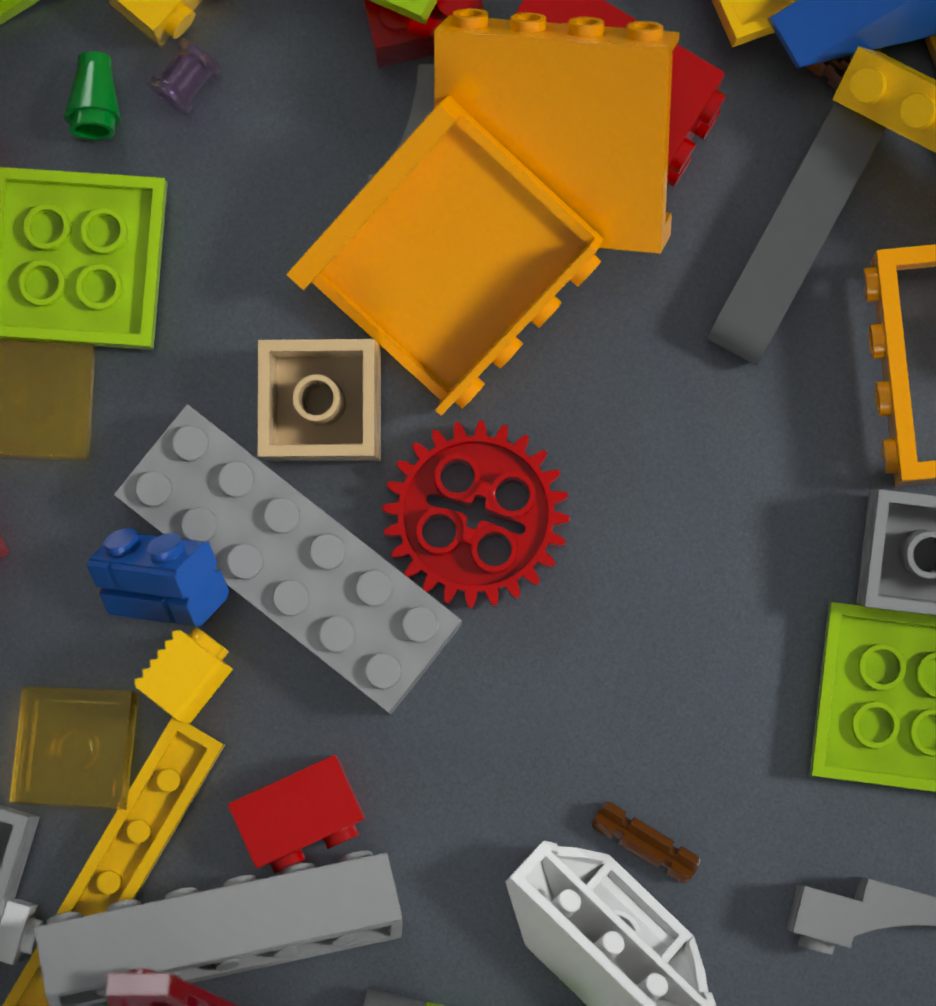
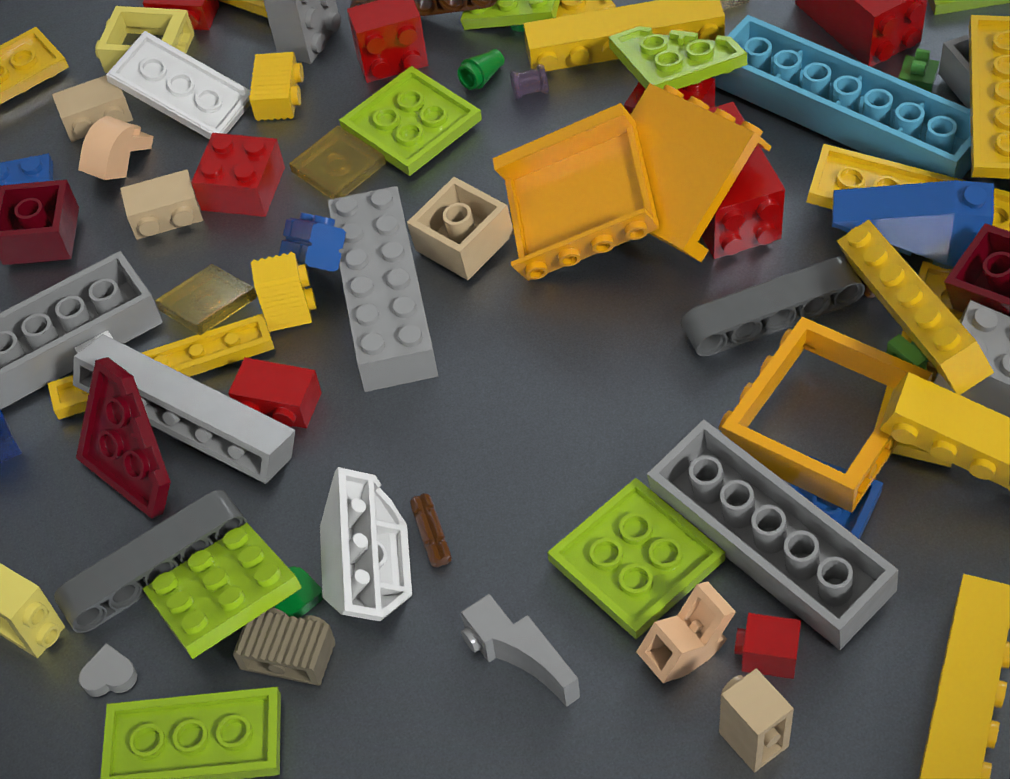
camera: 45 degrees right, 30 degrees down
(492, 464) = (472, 342): red gear -> none

